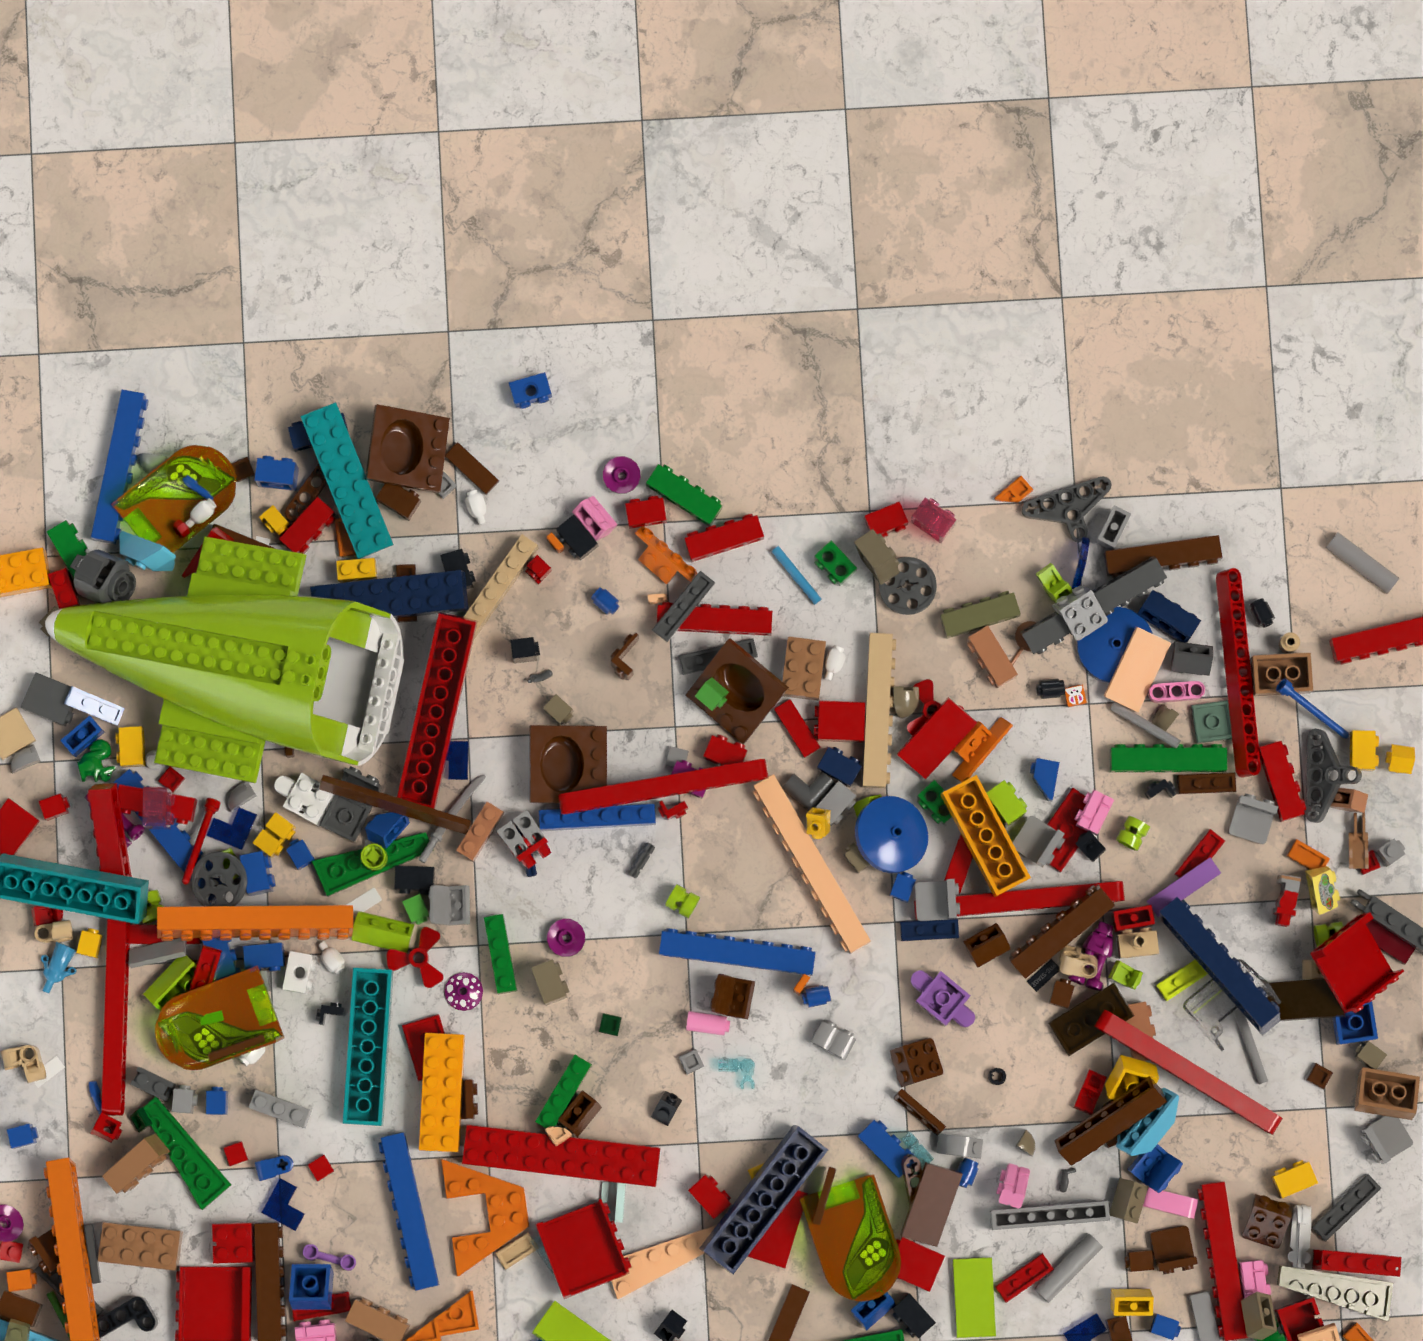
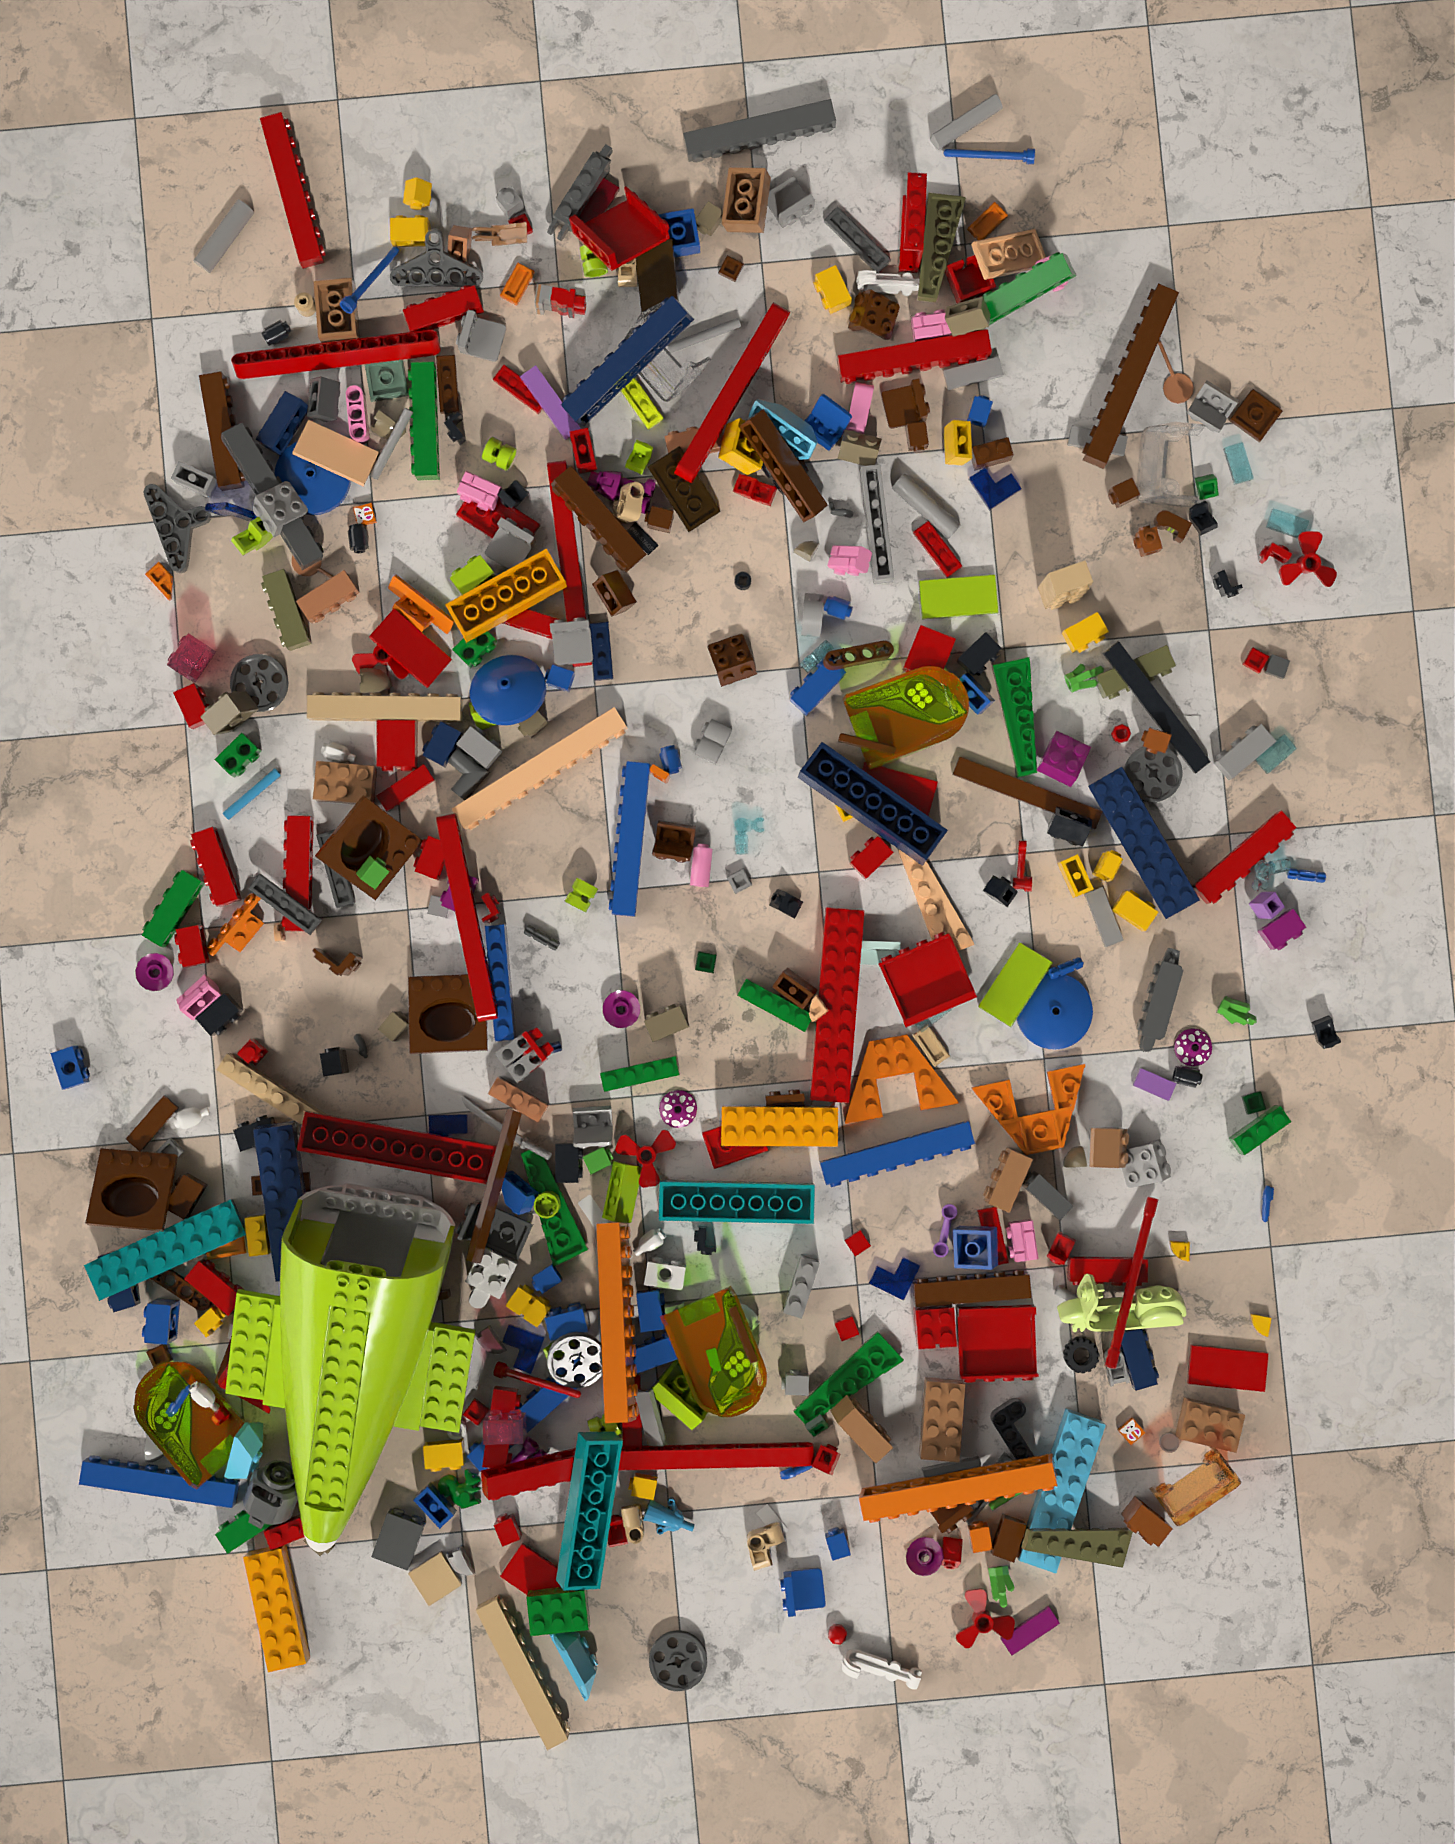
camera: 90 degrees left, 5 degrees up
(94, 706) = (403, 1495): tile -> none
(153, 1084) = (781, 1415): dark grey brick -> none
(205, 967) = (663, 1368): red tile -> none
(217, 1101) = (796, 1350): blue brick -> none
(270, 1167) = (859, 1293): blue piece -> none
(556, 544) = (226, 1035): orange tile -> none
(605, 601) = (283, 983): blue brick -> none
(821, 818) = (493, 760): yellow brick -> none
(919, 1112) = (780, 655): reddish brown tile -> none
(931, 1204) = (870, 639): reddish brown tile -> none
(942, 998) = (668, 635): medium lavender brick -> none
(1045, 776) = (445, 541): blue slope -> none
(1137, 944) = (608, 446): tan brick -> none
(1322, 889) = (548, 267): light yellow slope -> none

